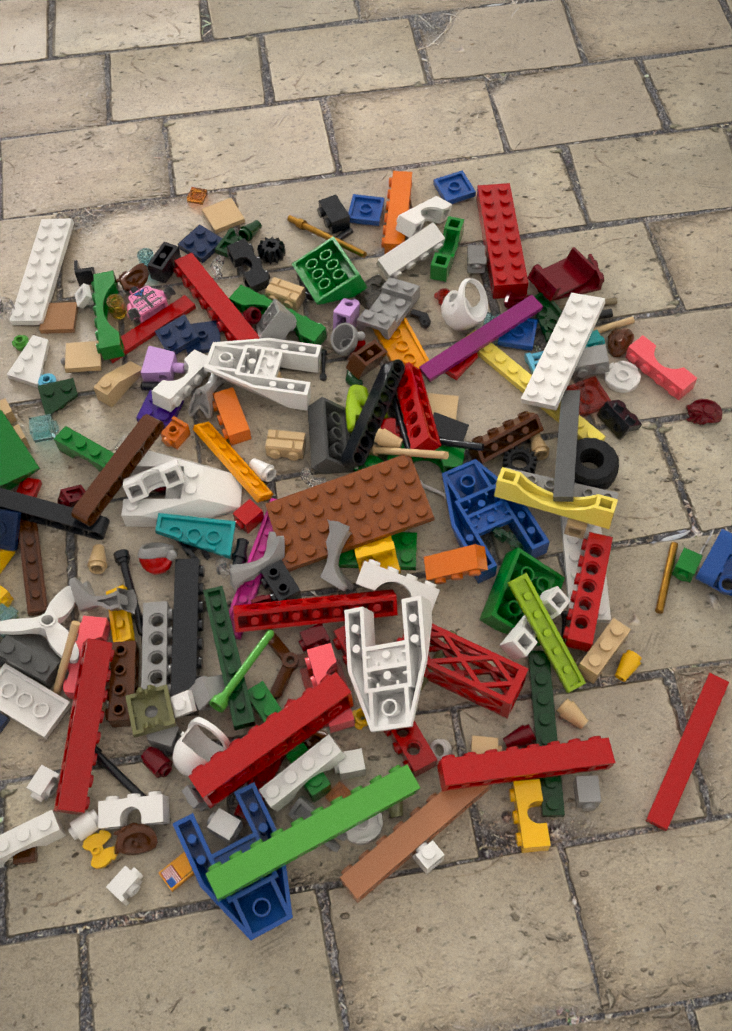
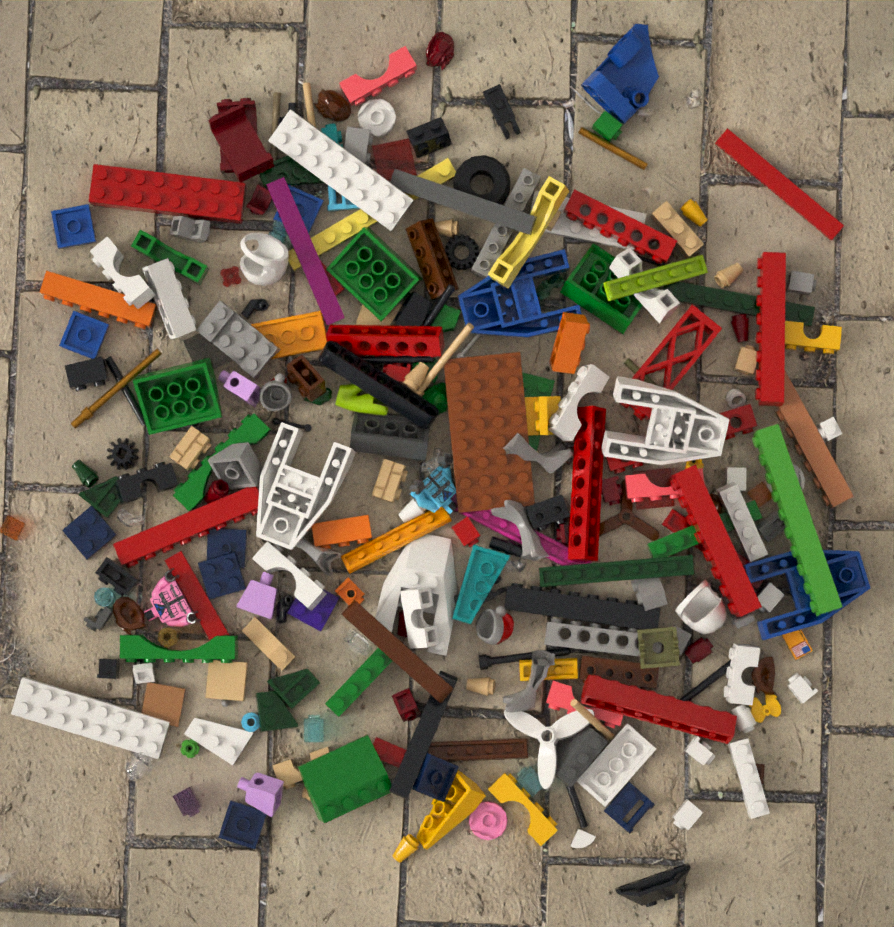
camera: 80 degrees left, 25 degrees up
(82, 407) = (294, 686): none -> dark green wing
(125, 260) = (102, 618): none -> dark grey bracket
(183, 703) = (657, 617): white plate -> none
(220, 701) = (666, 581): bright green piece -> none
(223, 215) = (51, 501): tan tile -> none
(282, 477) = (436, 488): none -> torso
(479, 395) = (374, 273): none -> green slope
(667, 471) = (501, 109): none -> black hinge

